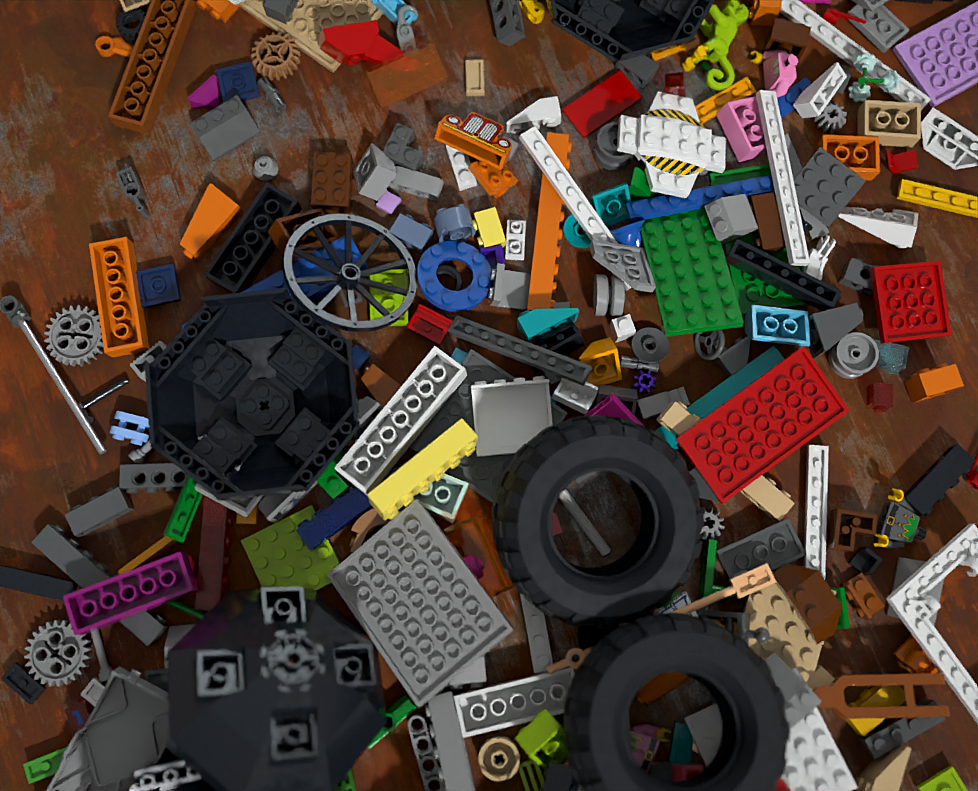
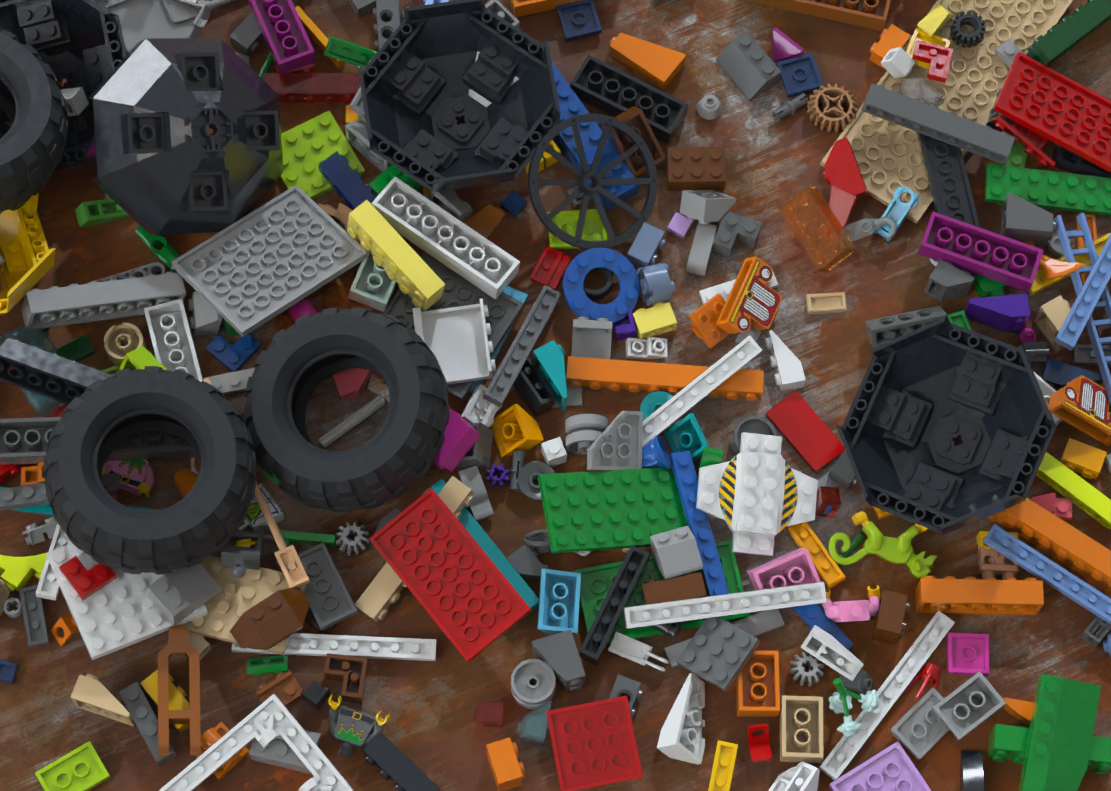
camera: 85 degrees right, 10 degrees down
(507, 650) = (233, 356): none -> blue plate

